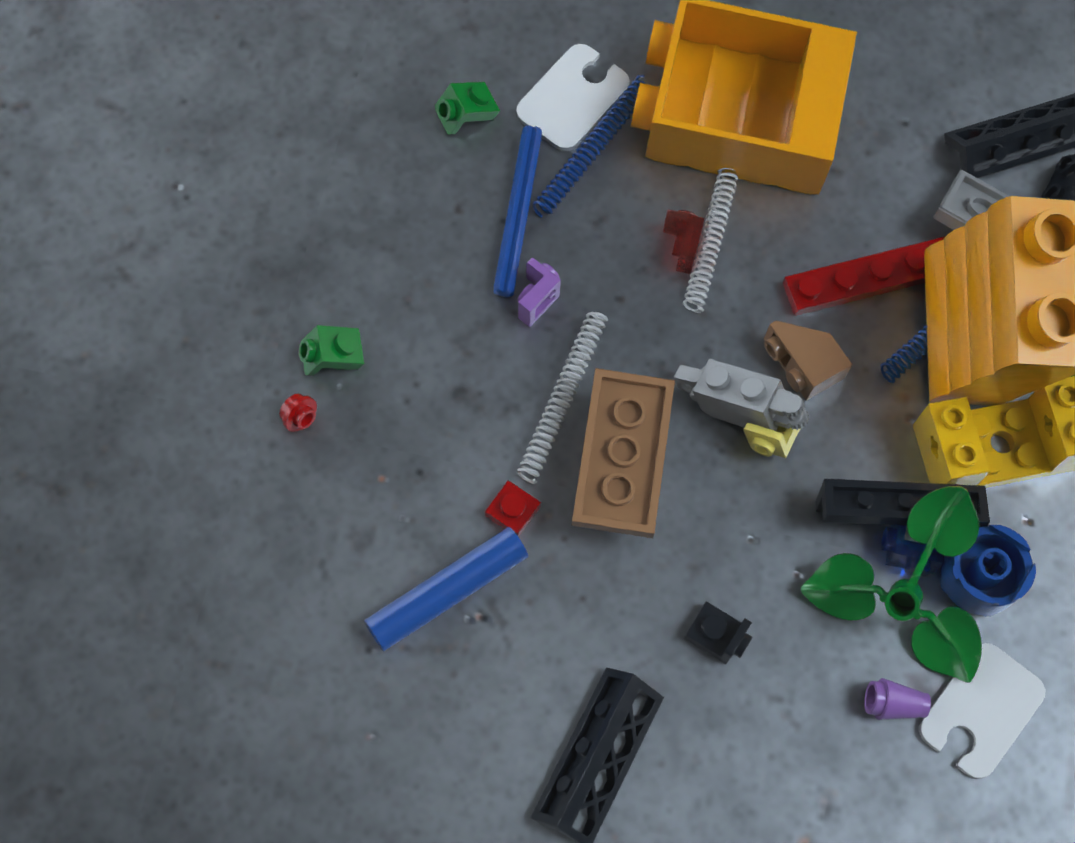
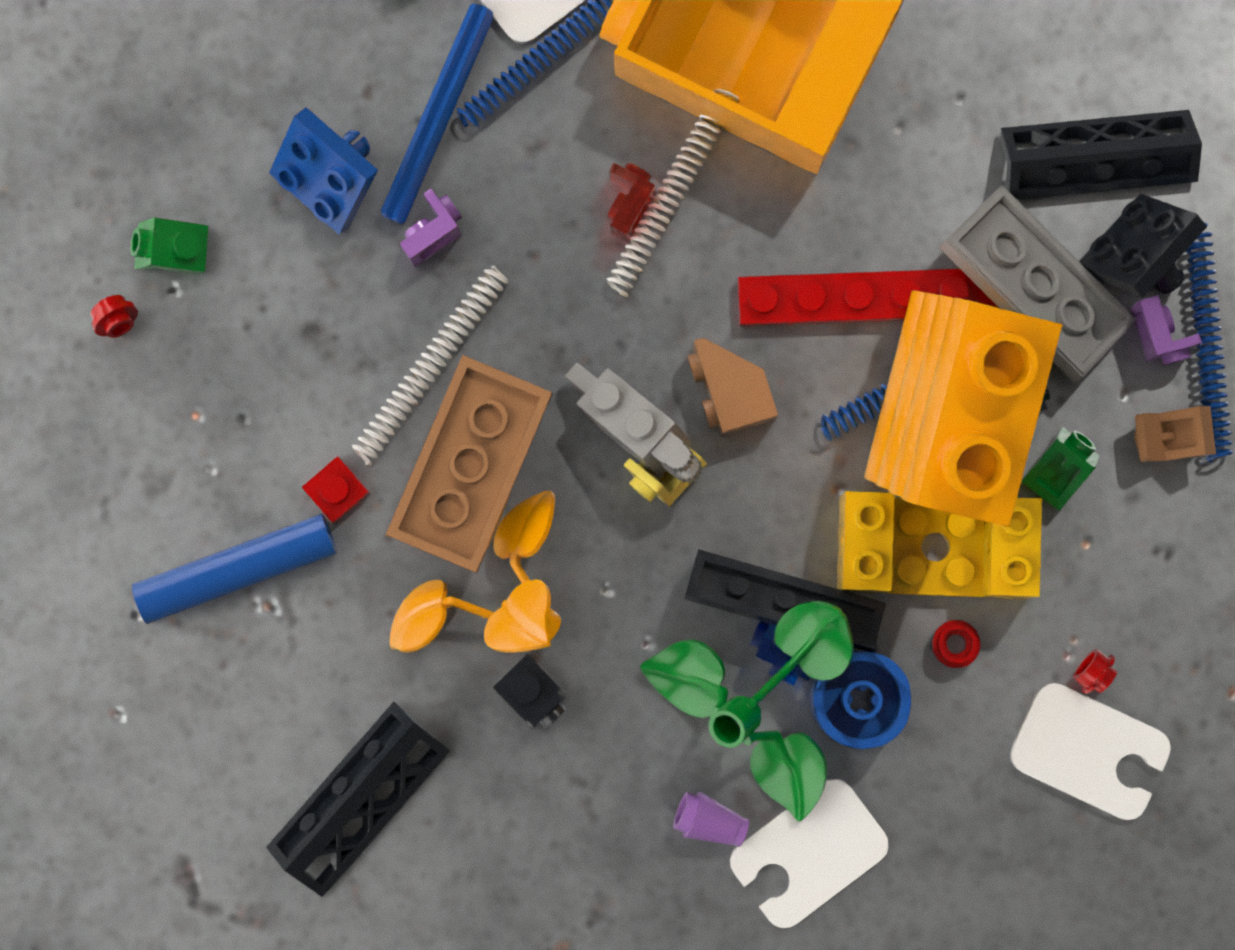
camera: 25 degrees right, 15 degrees up
(443, 262) = (324, 169): none -> blue plate
(704, 562) = (525, 617): none -> light orange plant
(1050, 506) = (969, 636): none -> red plate

